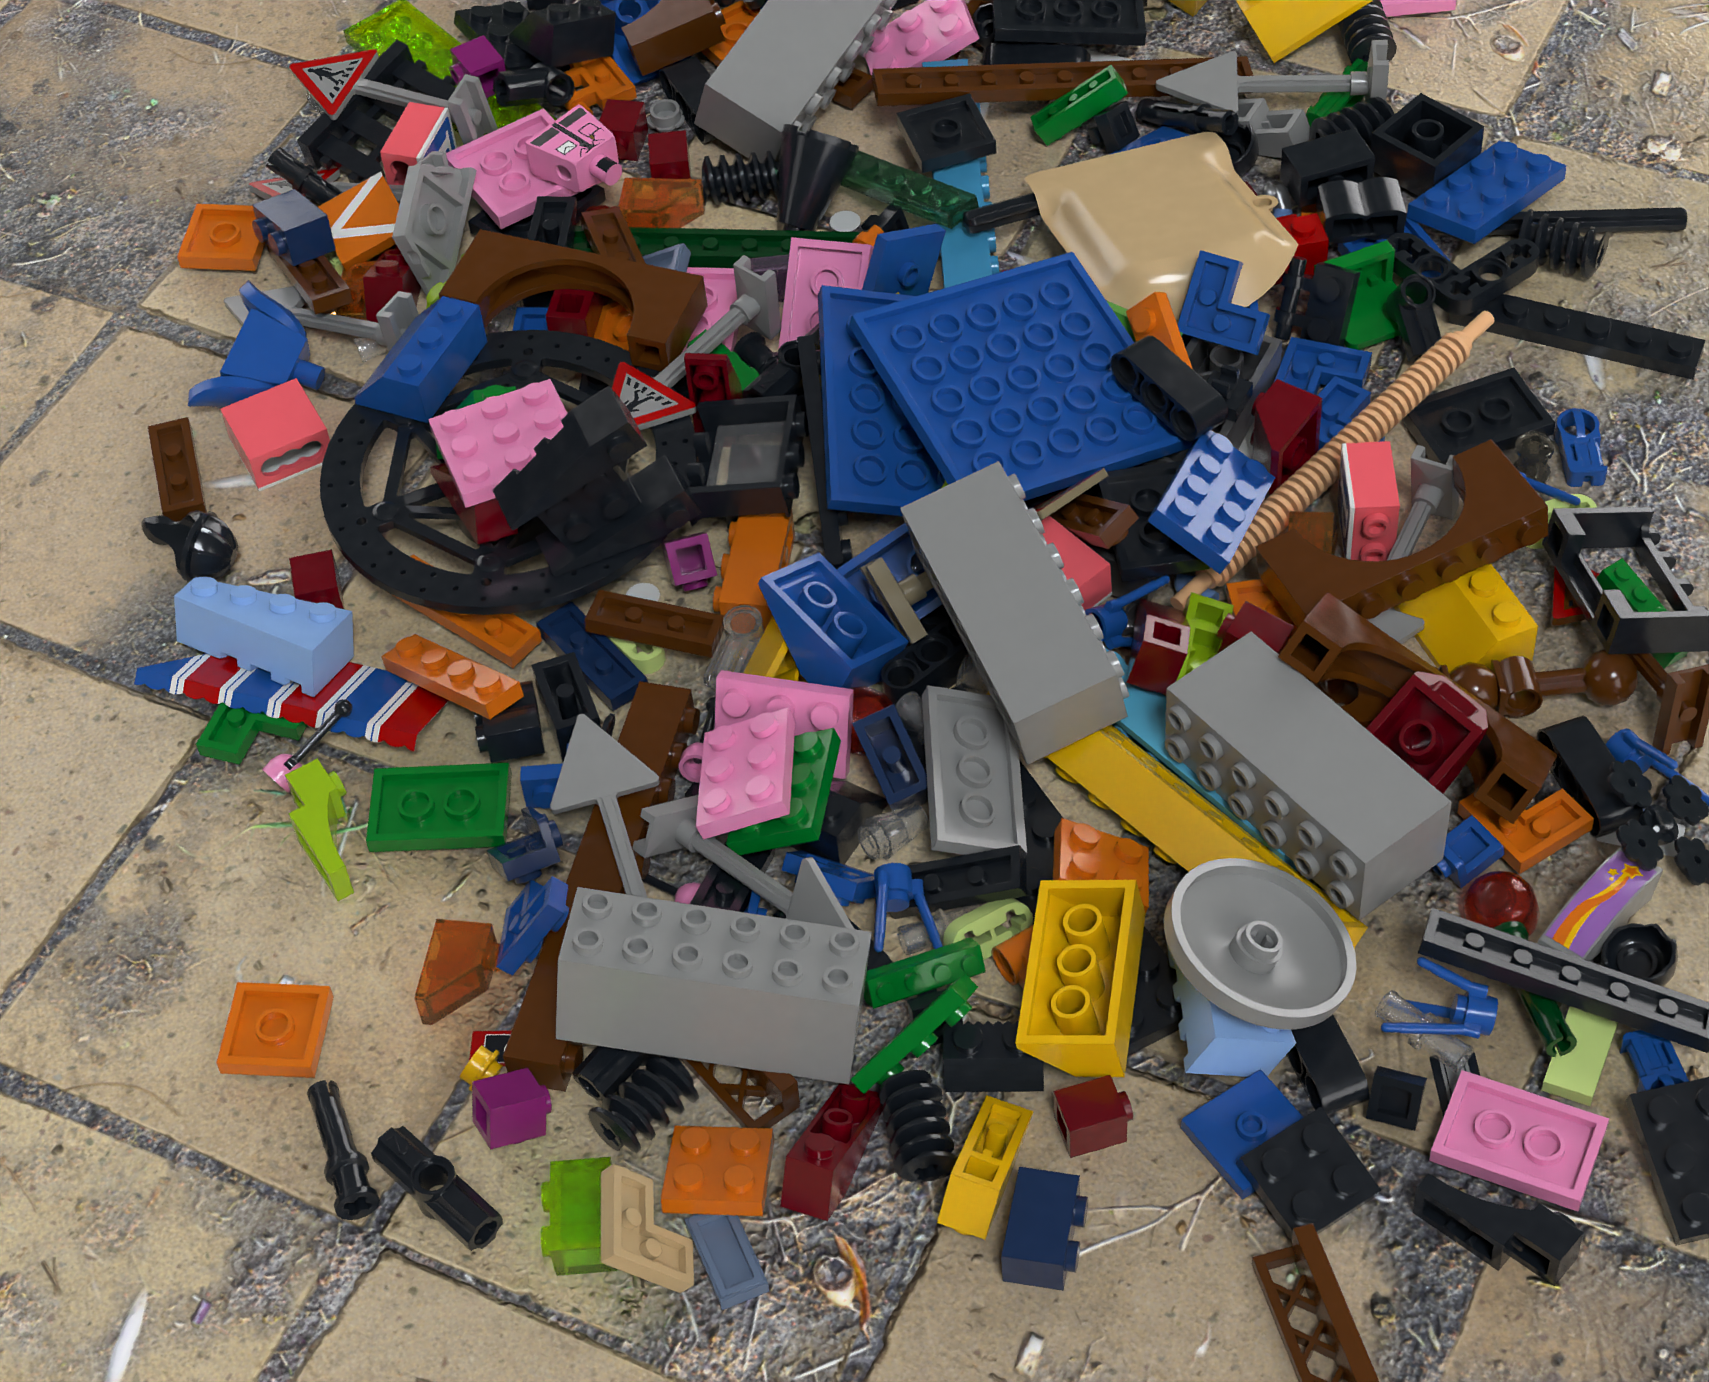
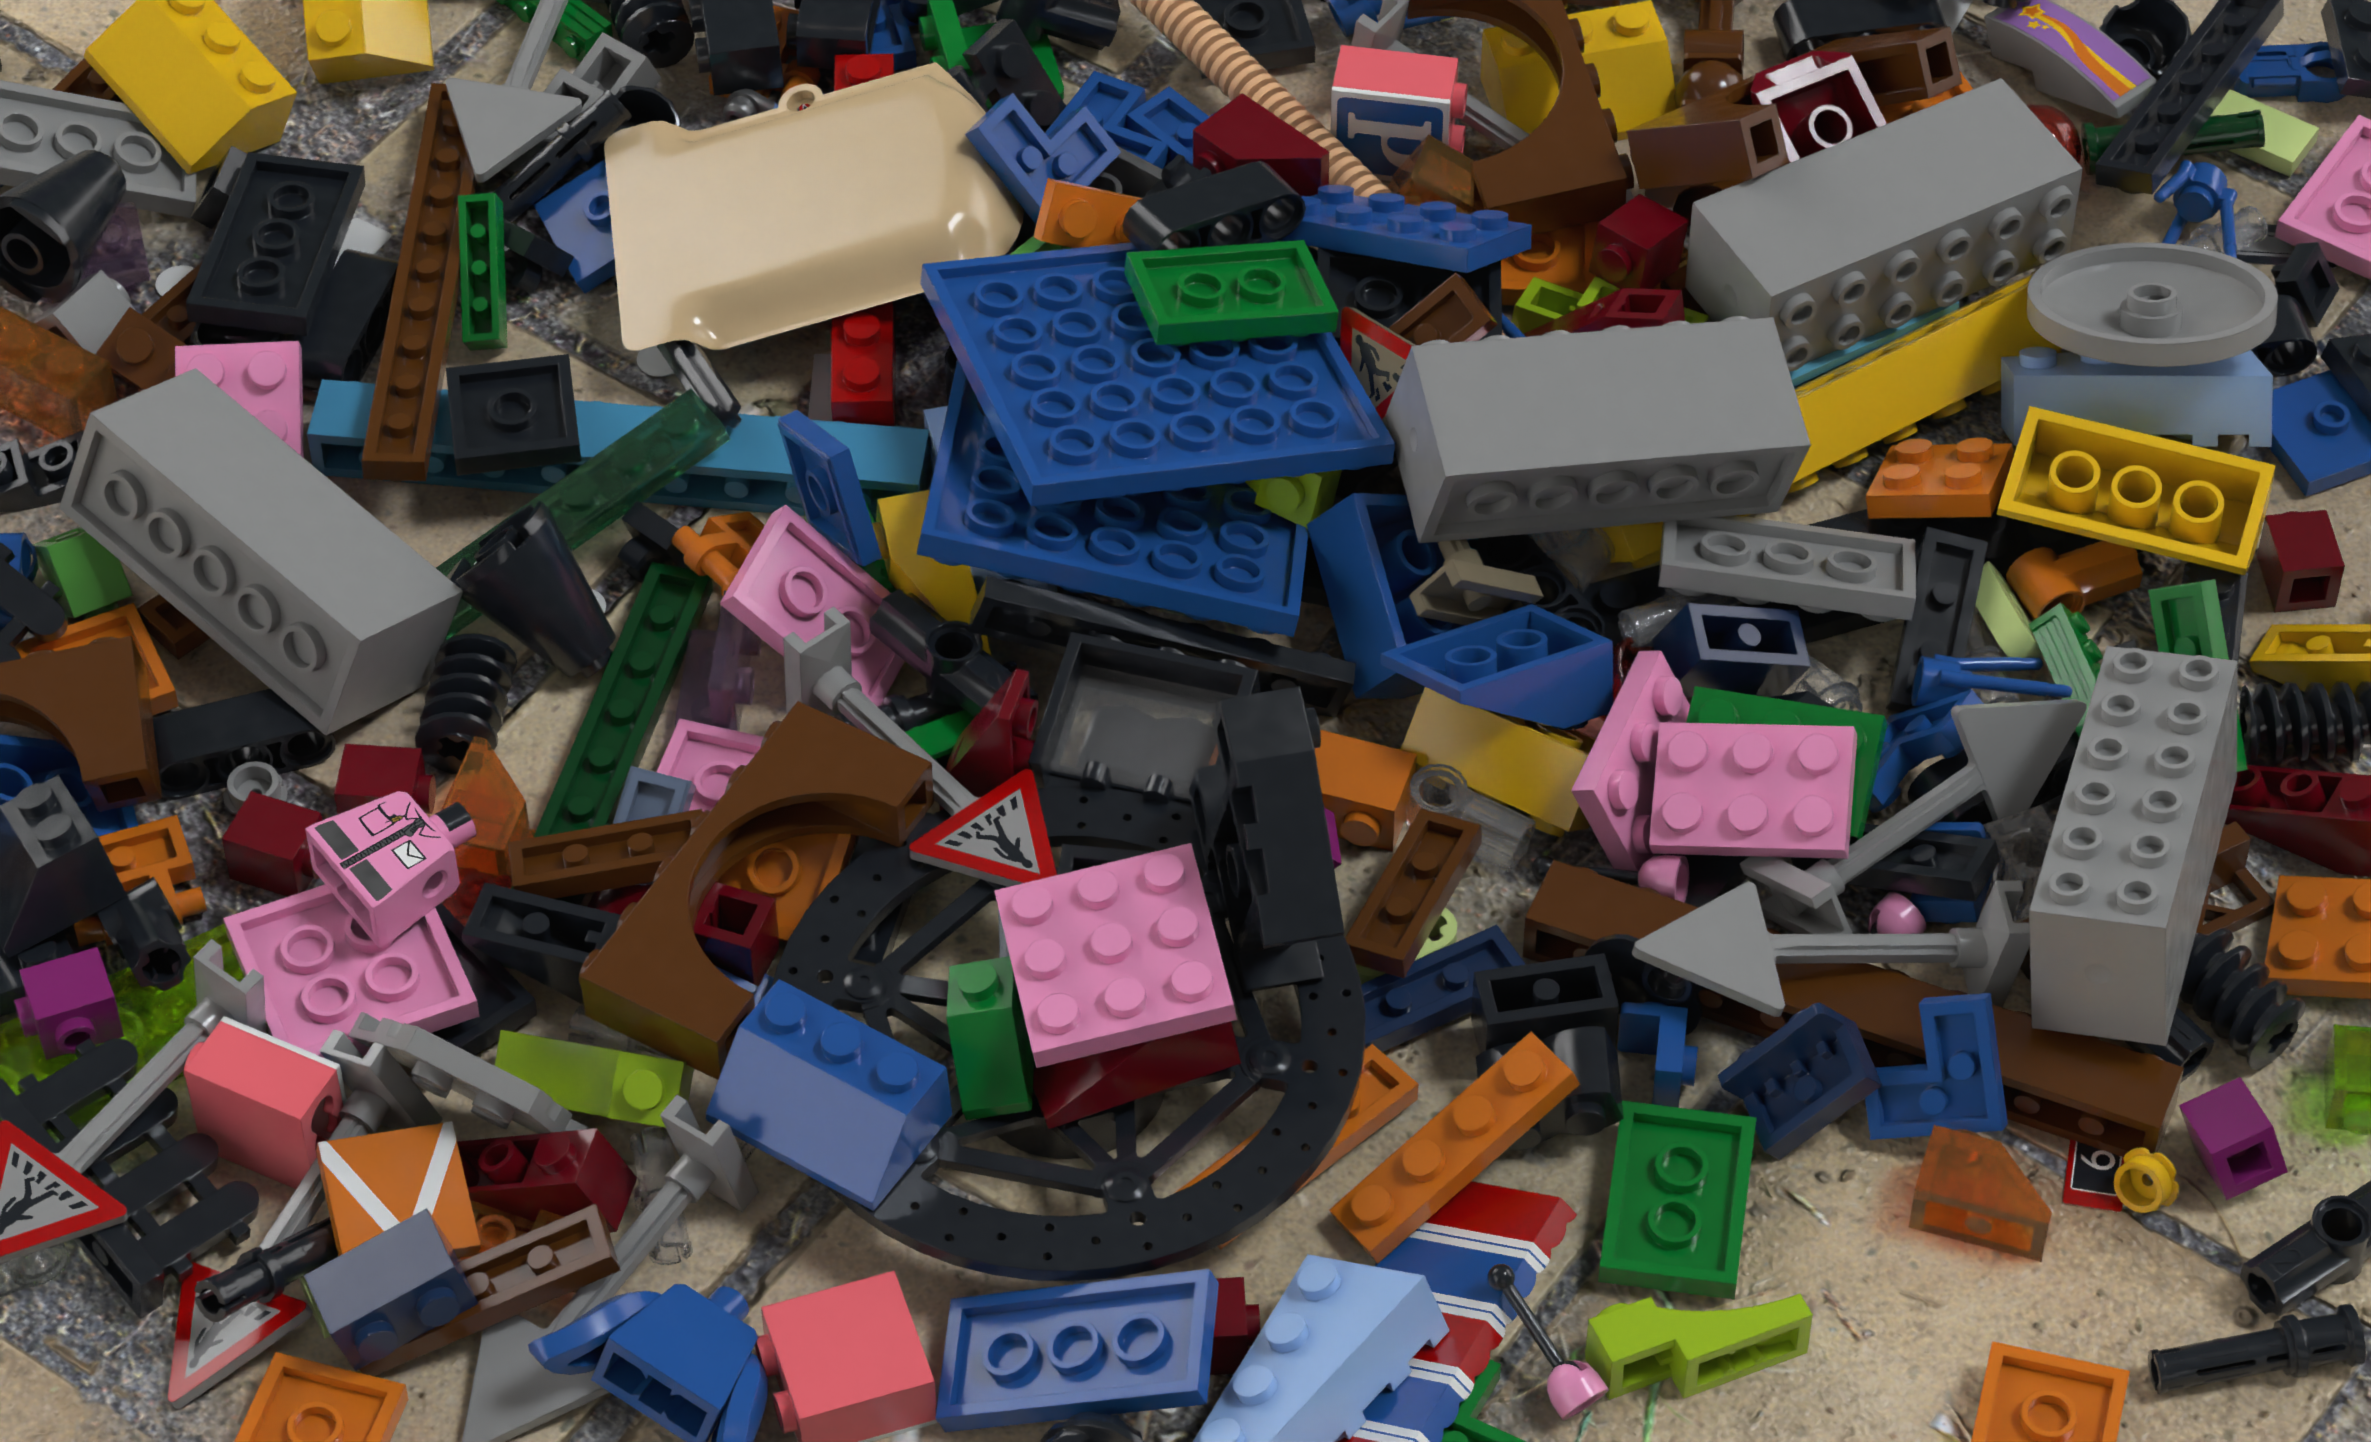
camera: 85 degrees left, 0 degrees up
(275, 524) = (1078, 1350): none -> blue plate
(1091, 402) = (1230, 292): none -> green plate

